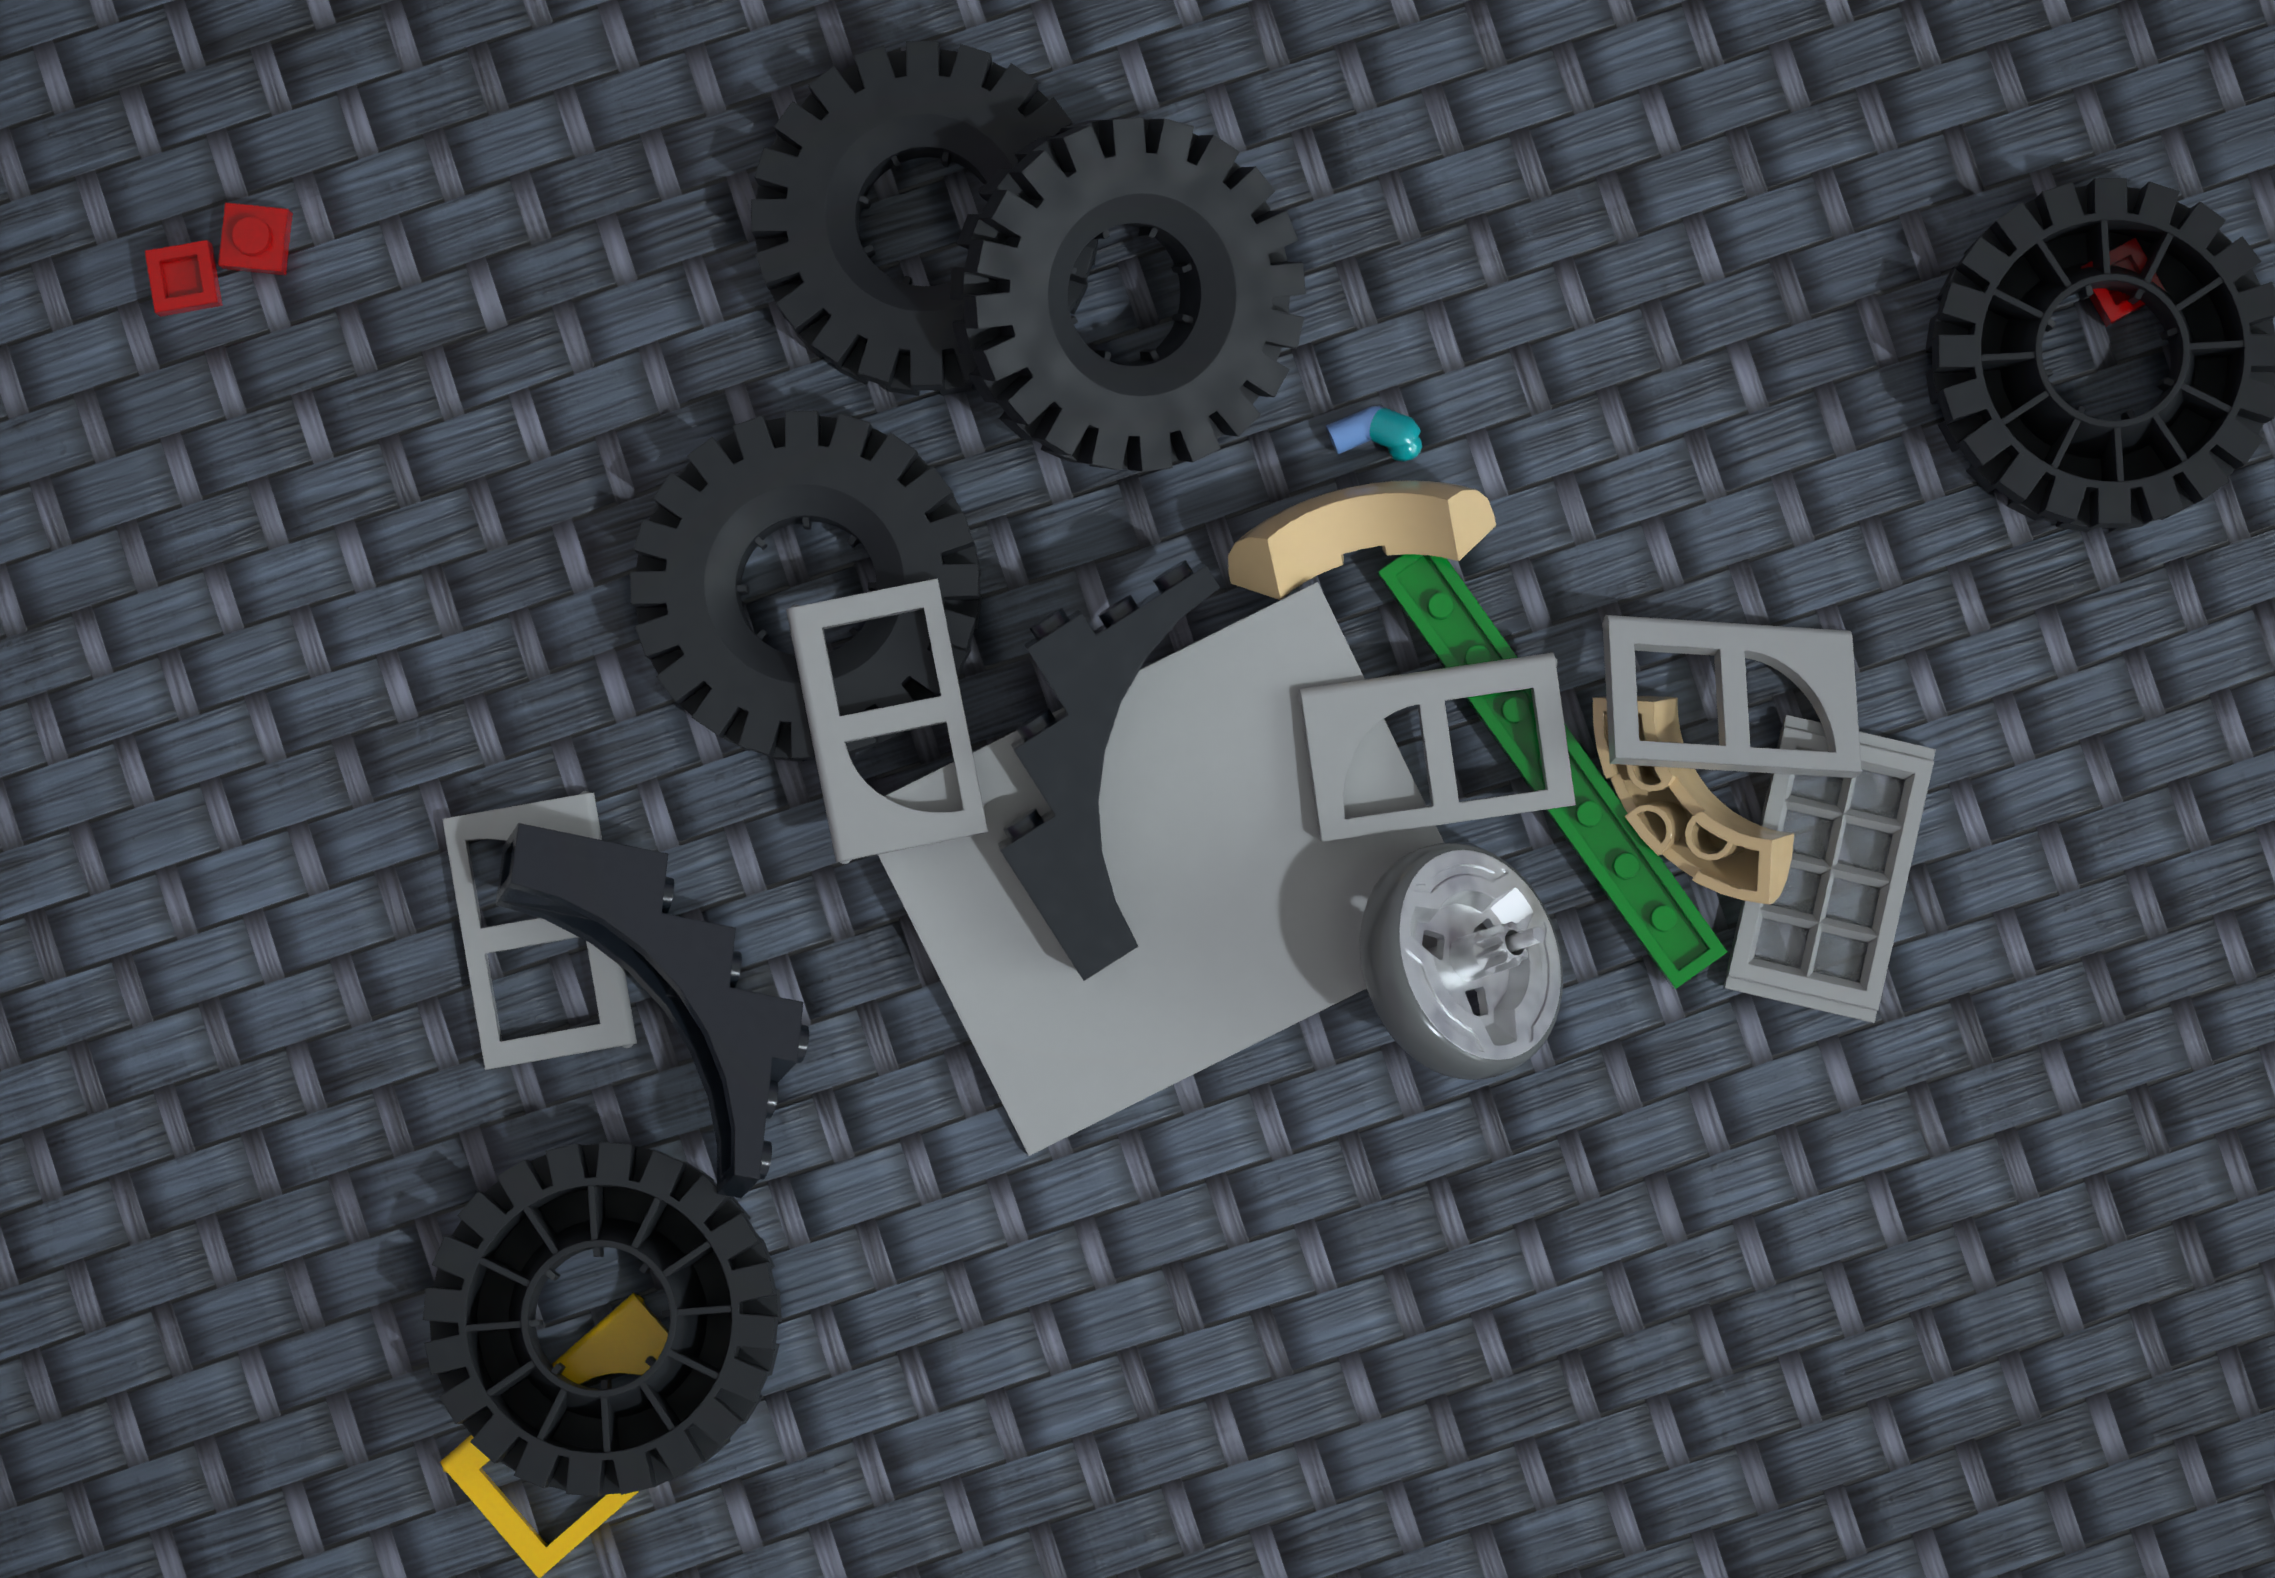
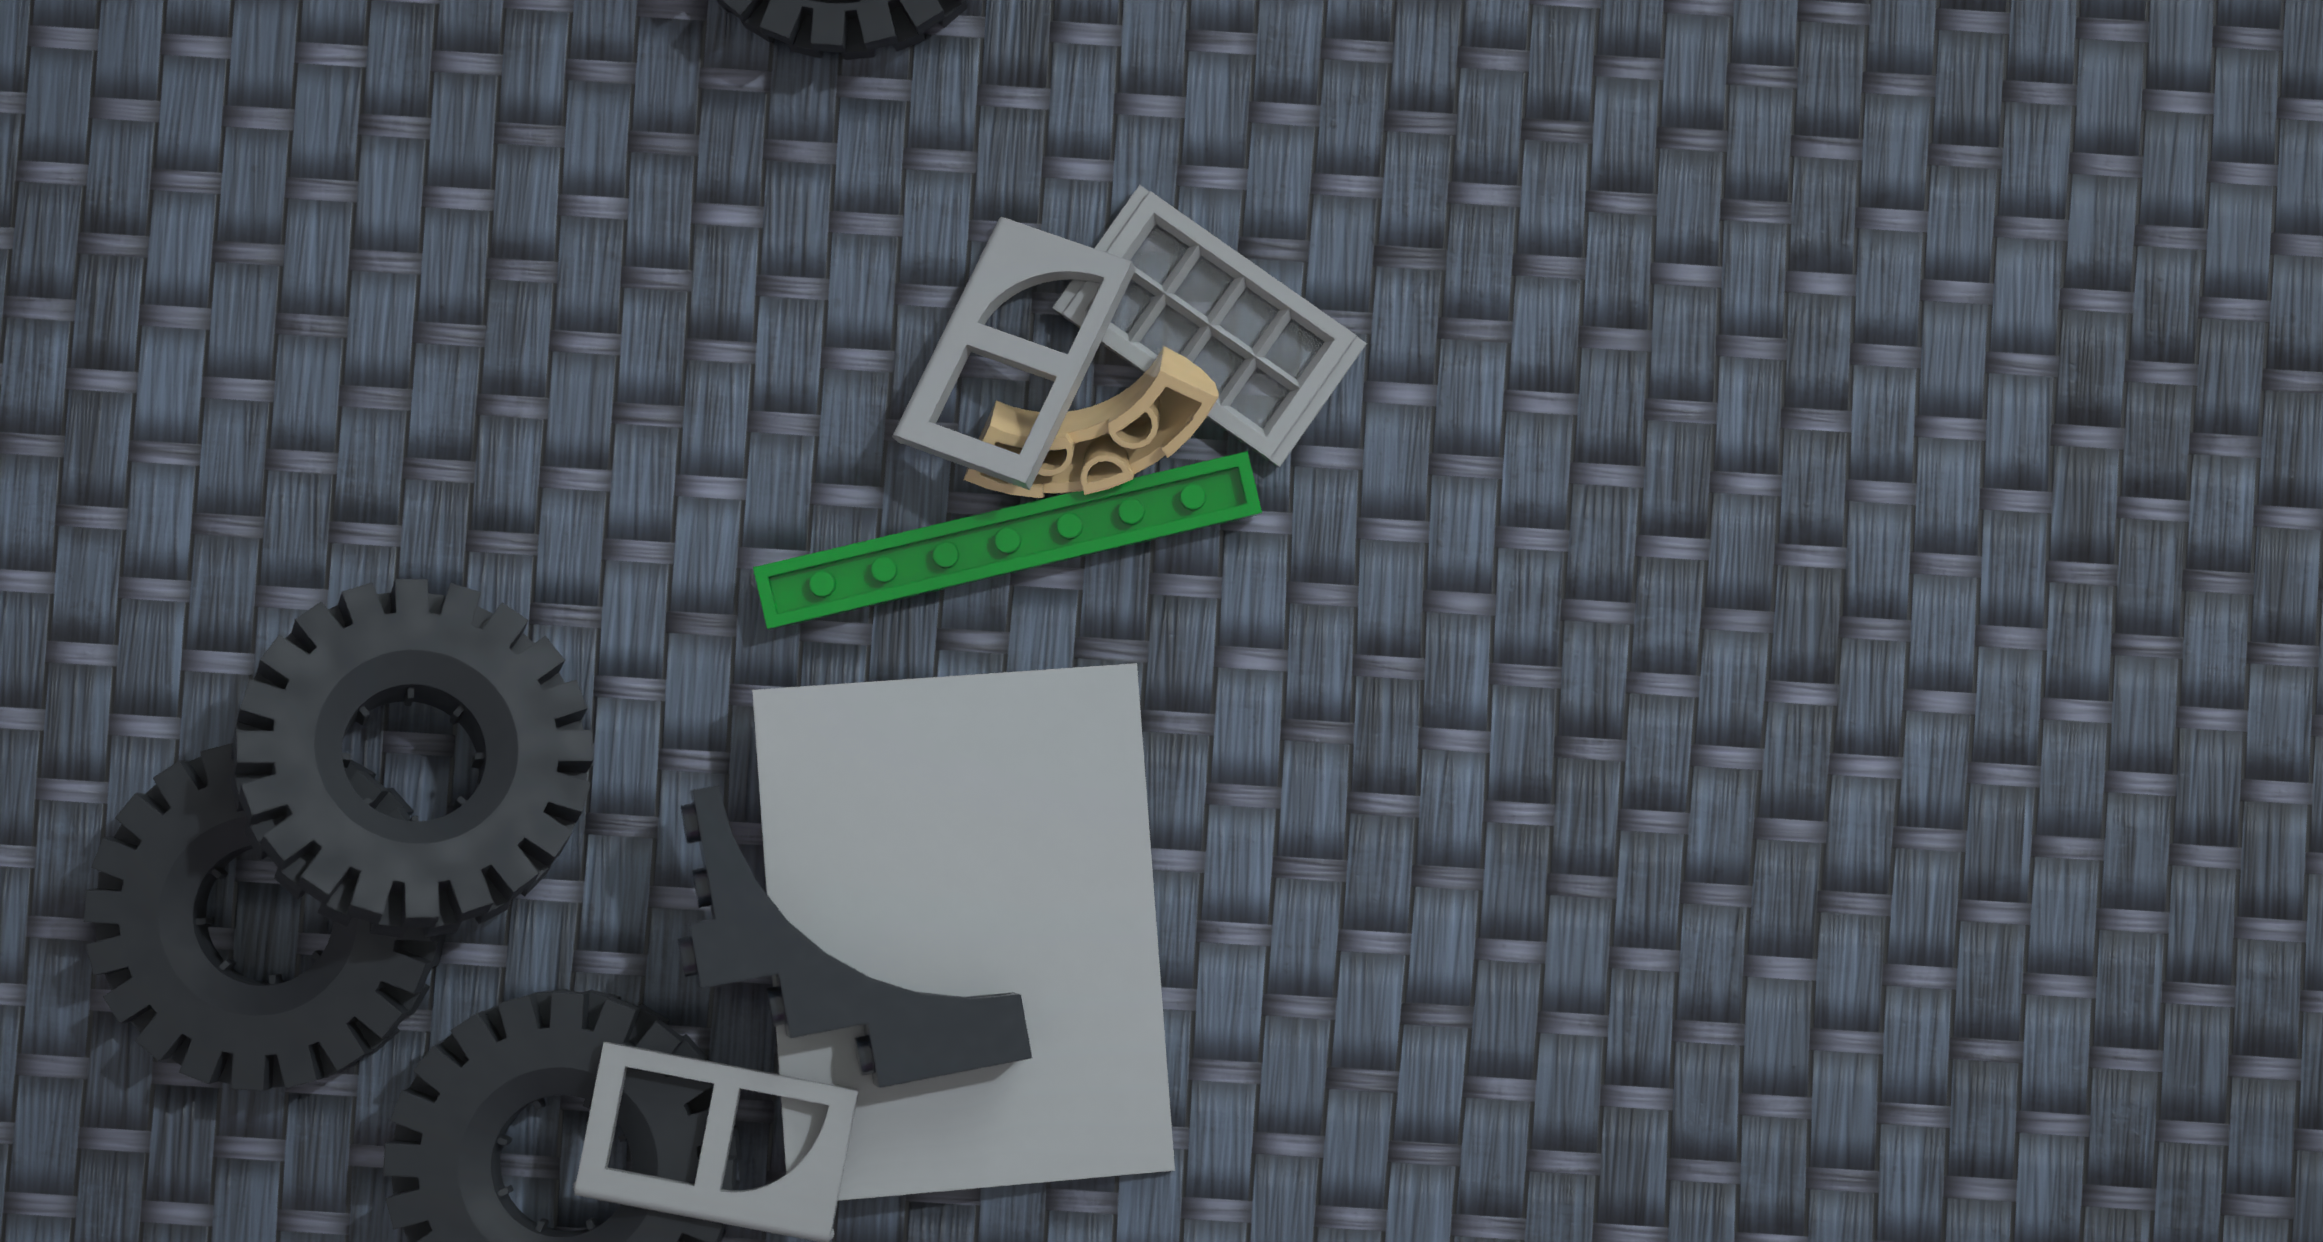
camera: 70 degrees left, 0 degrees up
(1344, 713) = (883, 714): light grey window -> none
(1378, 425) = (634, 571): arm -> none
(1392, 514) = (706, 670): tan brick -> none
(1510, 964) = (1176, 657): flat silver wheel -> none

